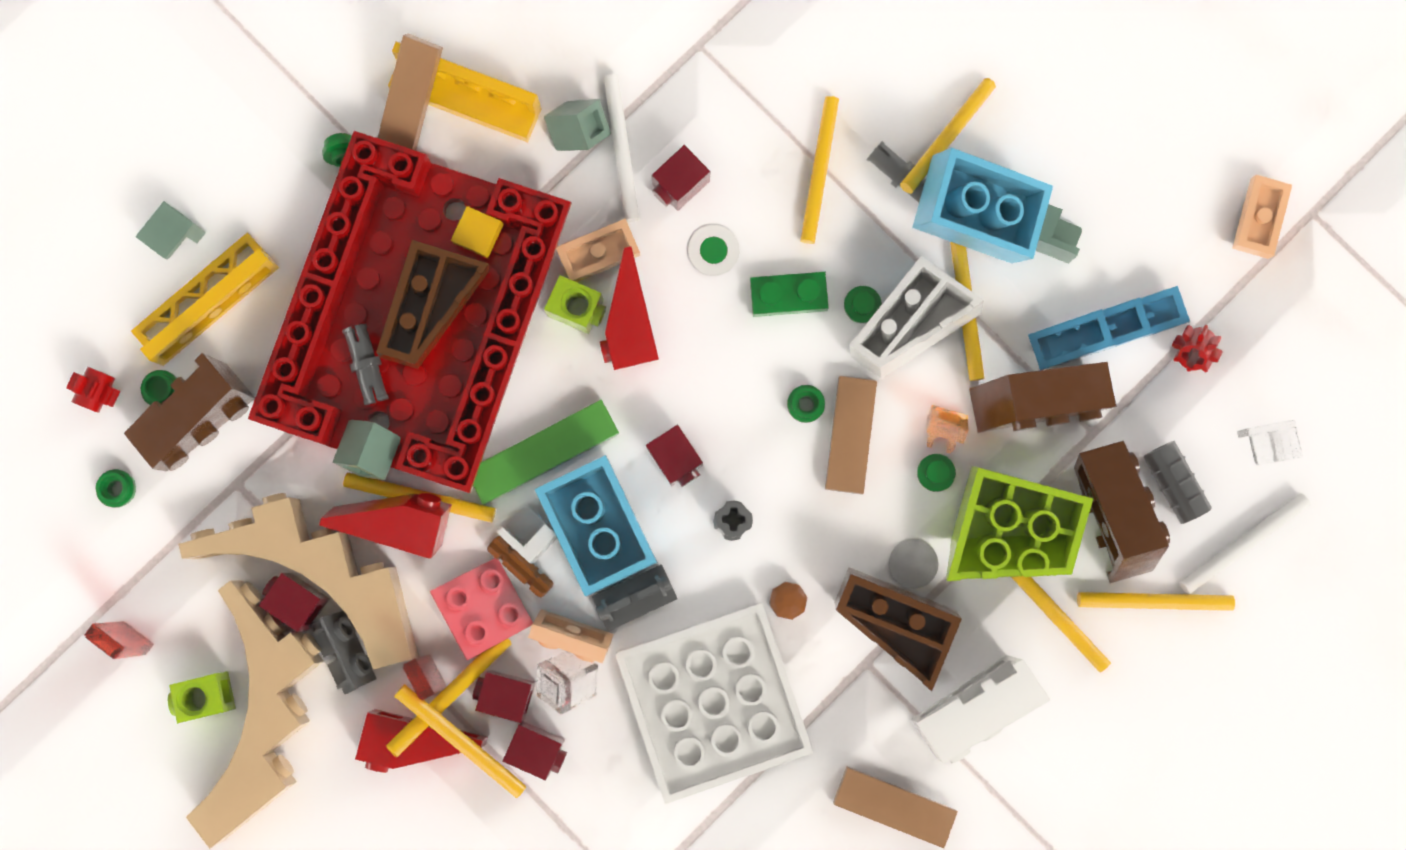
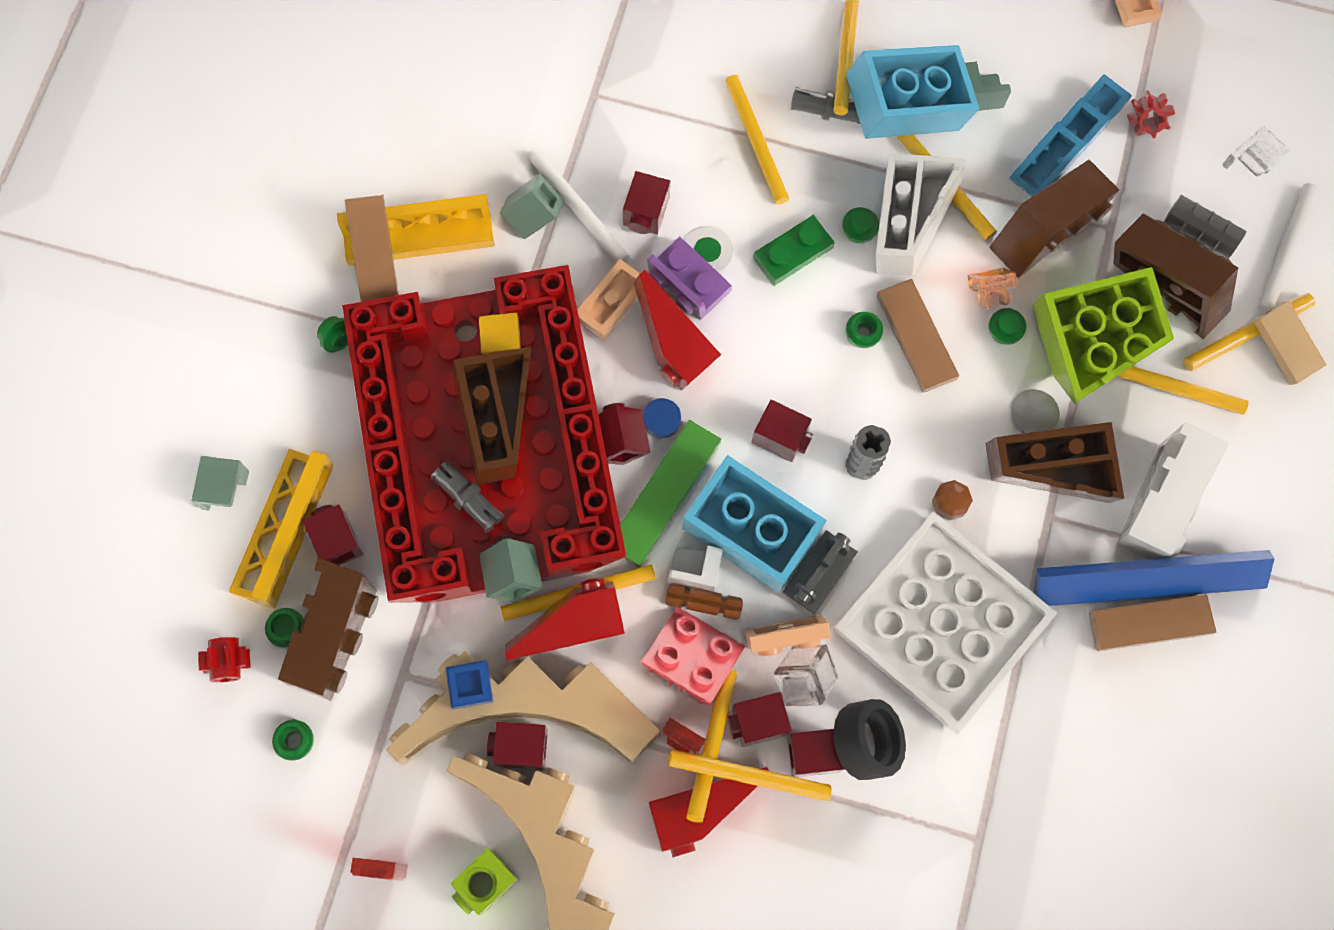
camera: 30 degrees left, 10 degrees down
(239, 332) = (332, 535): none -> dark red brick
(274, 529) = (469, 684): none -> blue tile
(338, 636) = (607, 774): dark grey hinge -> none
(533, 380) = (623, 433): none -> dark red brick
(561, 761) = (852, 745): none -> black tyre
(568, 290) = (613, 367): lime brick -> none
(580, 383) = (662, 418): none -> blue tile
(677, 268) = (689, 278): none -> medium lavender bracket
(919, 771) = (1154, 578): none -> blue tile
(1183, 633) = (1290, 343): none -> tan tile

